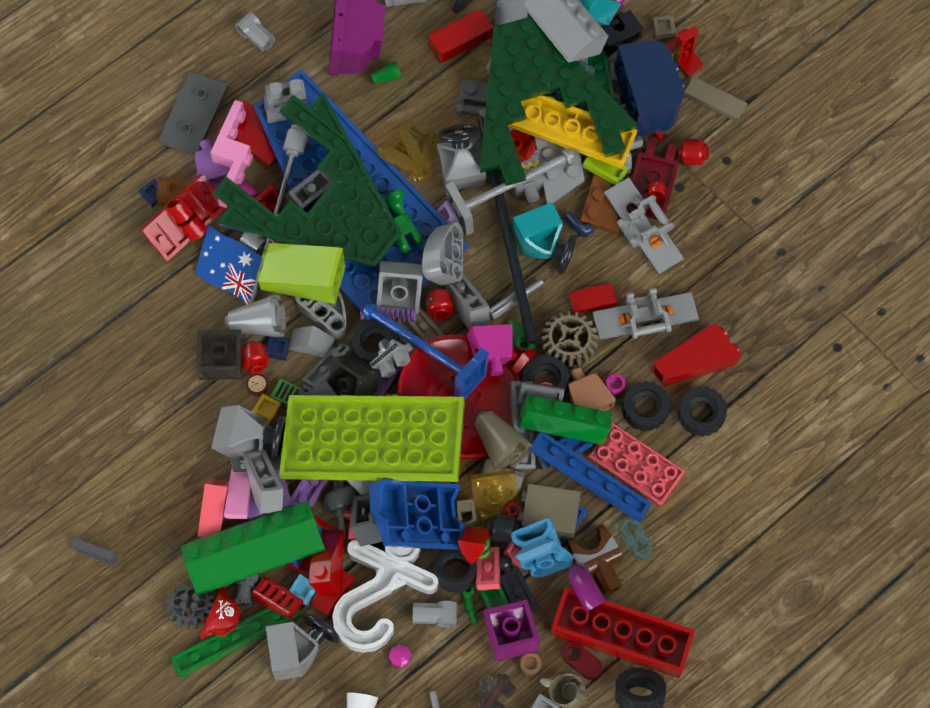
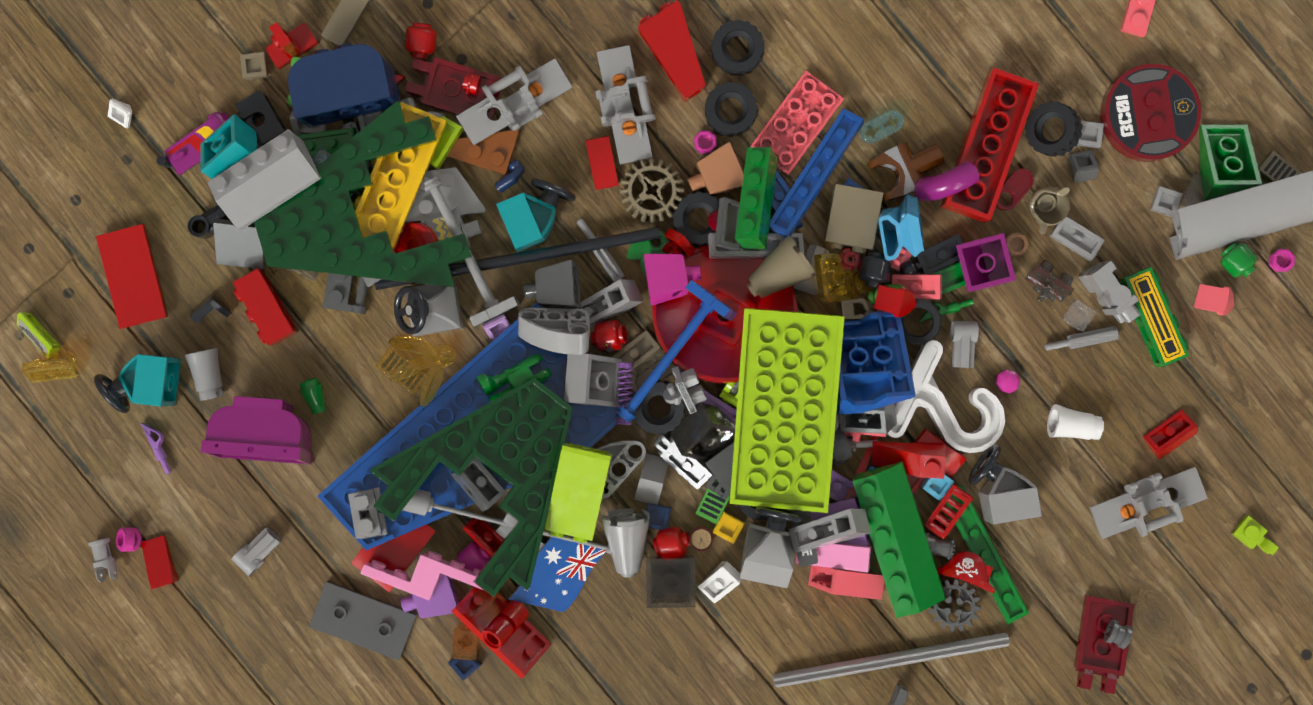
camera: 90 degrees left, 20 degrees up
(140, 551) = (891, 660): none -> light grey axle
(217, 397) = (720, 581): none -> white slope
(482, 260) = (556, 286): none -> dark grey torso

